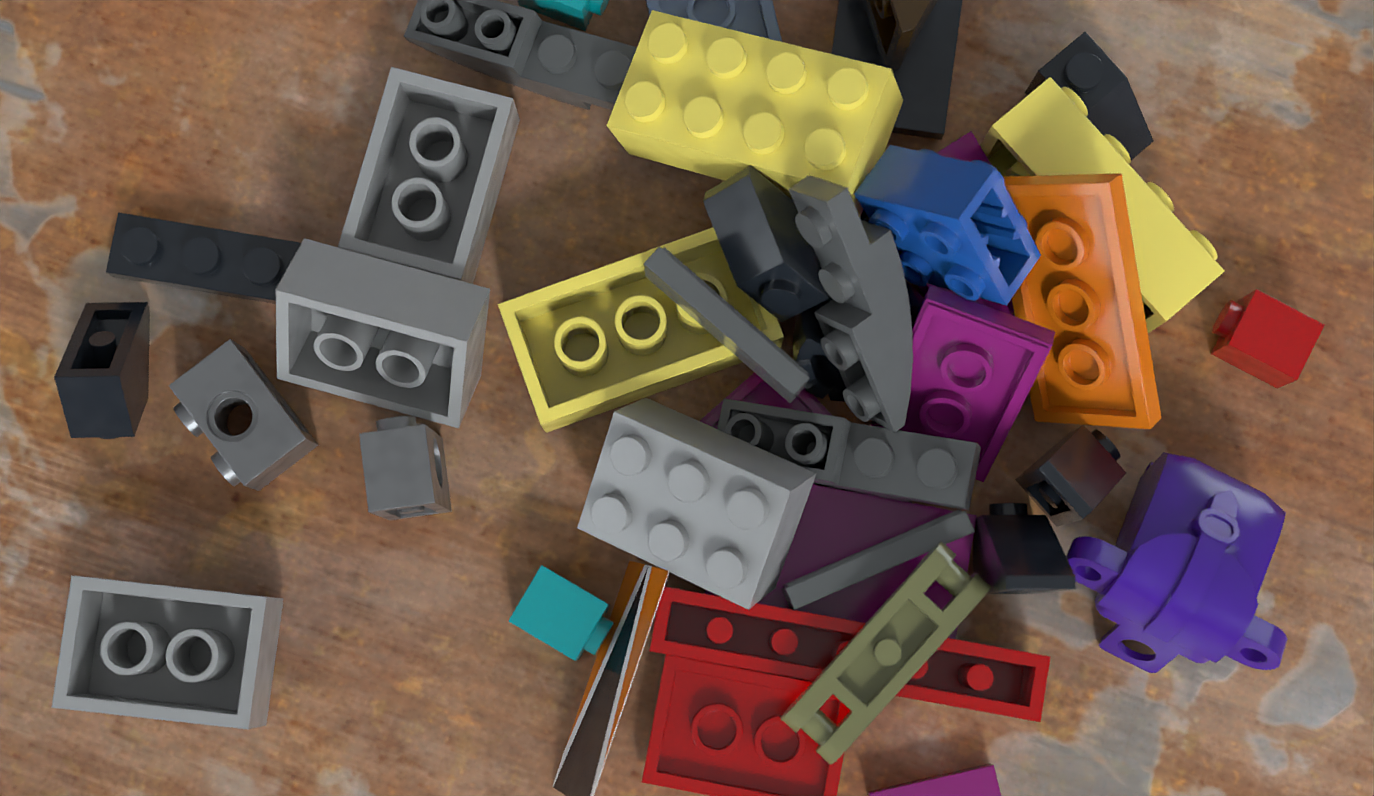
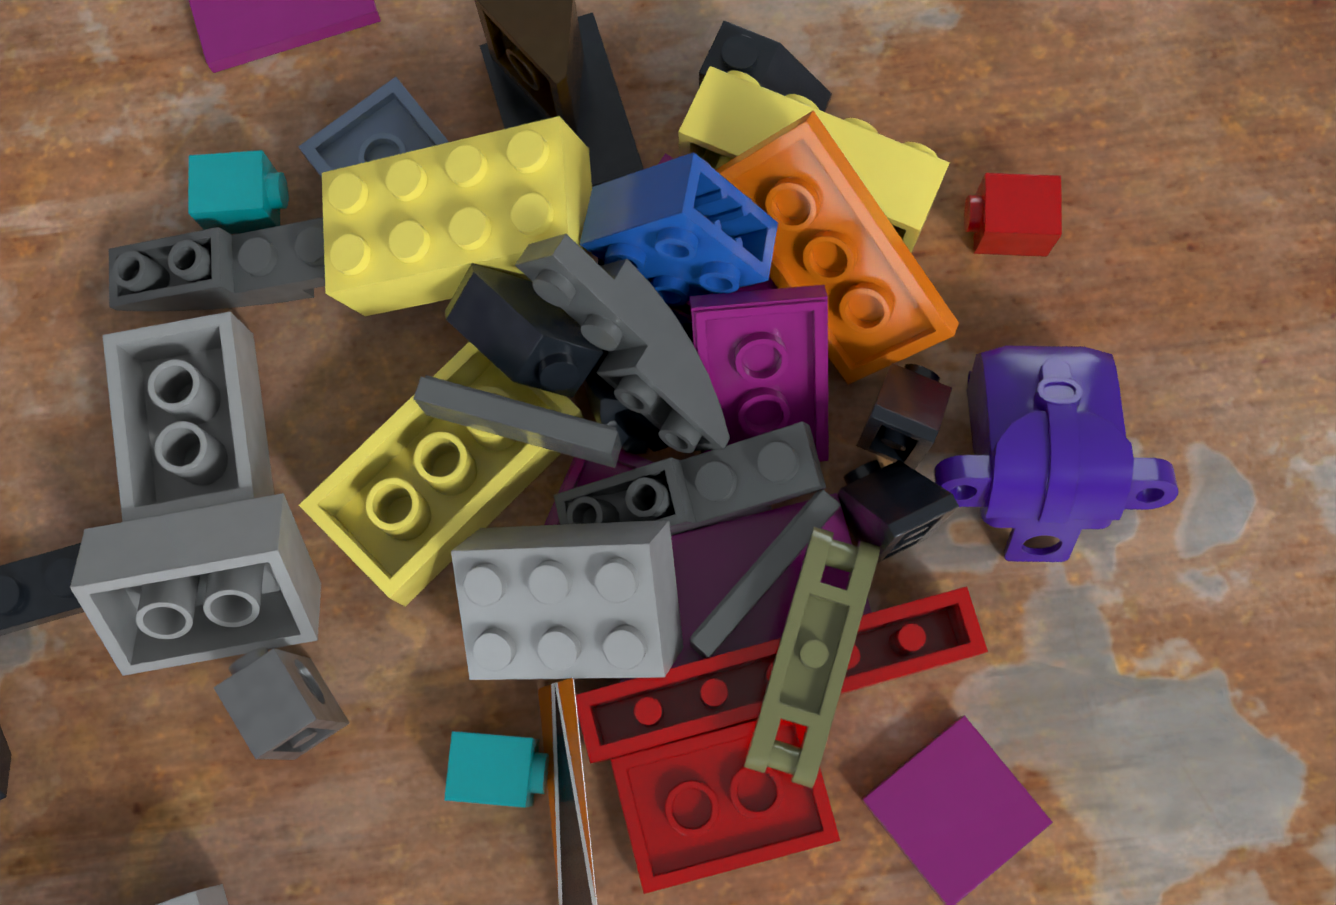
camera: 20 degrees left, 5 degrees down
(218, 386) = (66, 723): flat silver brick -> none

